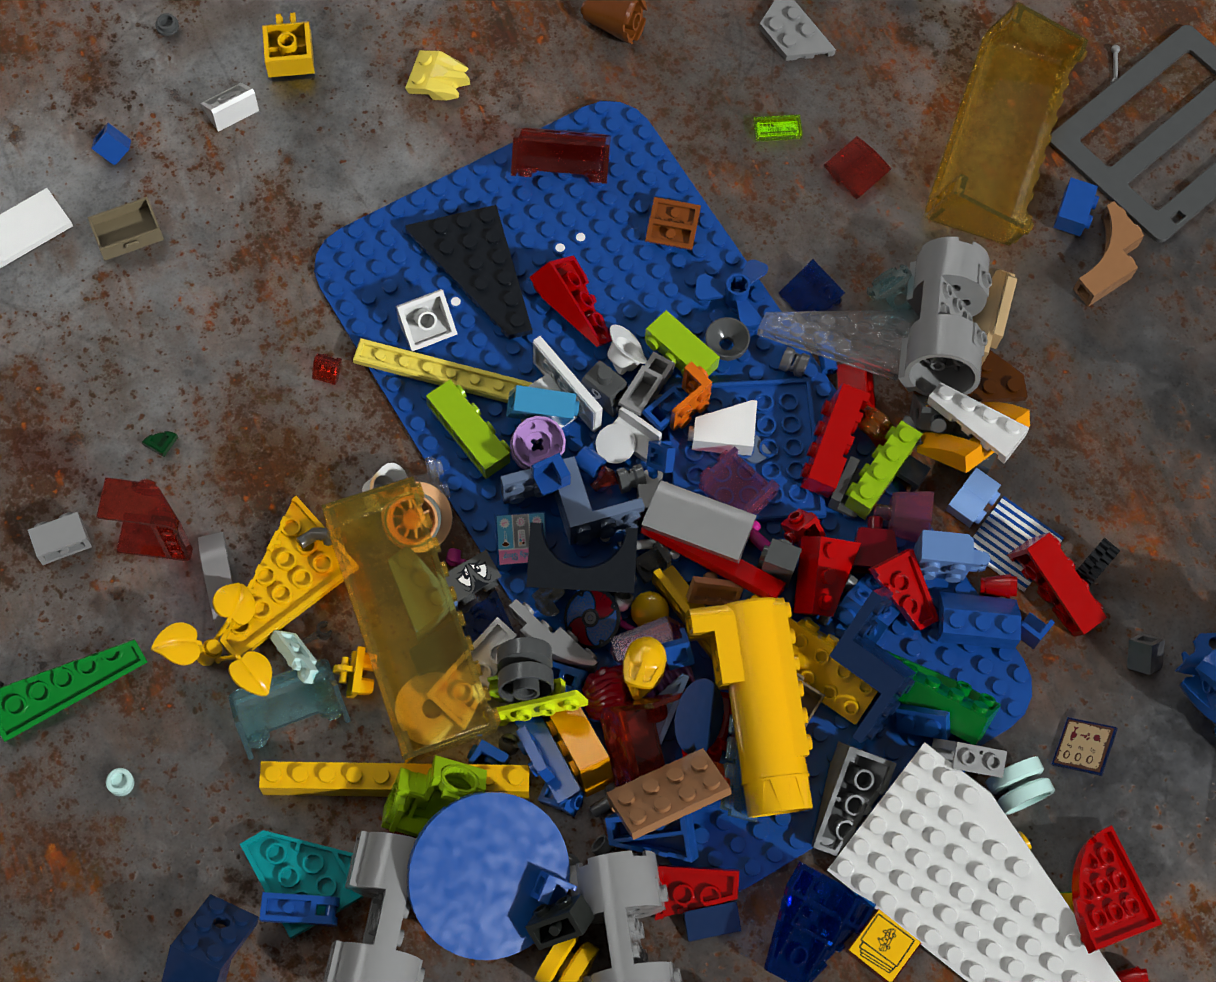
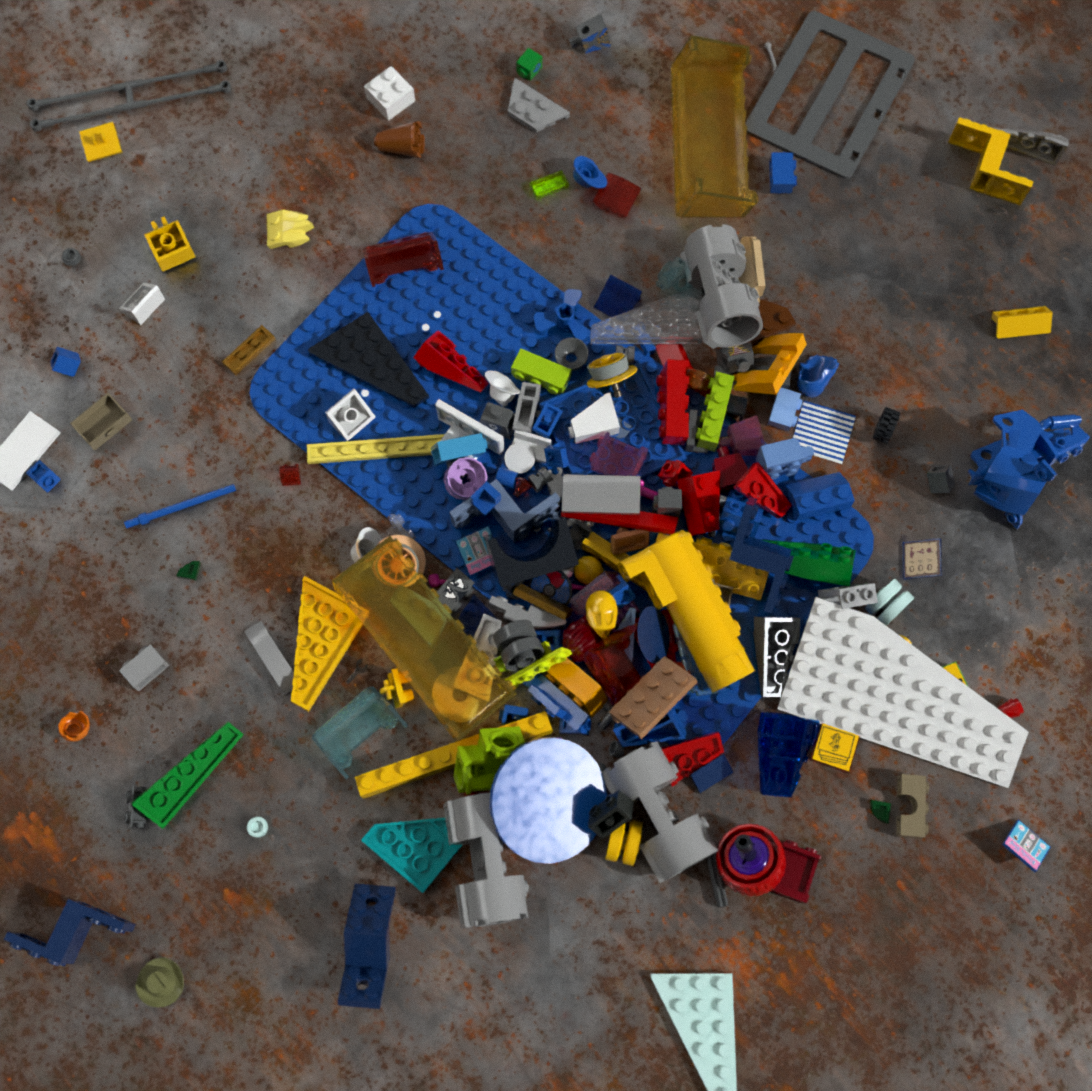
camera: 15 degrees left, 5 degrees up
(31, 269) = (43, 476): none -> blue bracket
(130, 360) = (144, 518): none -> blue bar
(147, 518) = (203, 634): clear red windscreen -> none
(180, 643) = (266, 716): yellow plant -> none
(296, 654) = (349, 691): light aqua hinge -> none
(298, 909) = (421, 871): blue plate -> none
(313, 535) = (329, 600): dark grey arm -> none
(334, 203) = (248, 350): none -> pearl gold tile
(468, 428) = (410, 483): lime brick -> none
(507, 748) = (525, 704): dark grey hinge -> none
(550, 888) = (595, 793): blue panel -> none
(577, 629) = (543, 602): none -> pearl gold tile
(673, 223) = (500, 282): dark orange slope -> none
(698, 387) = (564, 396): orange bracket -> none
(767, 373) = (609, 371): none -> piece
(830, 129) = (587, 173): none -> blue piece
(923, 721) = (808, 581): blue plate -> none
(986, 424) = (778, 354): white wing -> none
(1000, 585) = (824, 466): red cone -> none
(1029, 468) = (816, 374): none -> blue piece
(1034, 630) = (860, 488): blue panel -> none
(1059, 583) = (865, 449): red wedge -> none
(1109, 894) = (975, 656): red plate -> none
(1115, 266) = (823, 206): medium nougat arch -> none

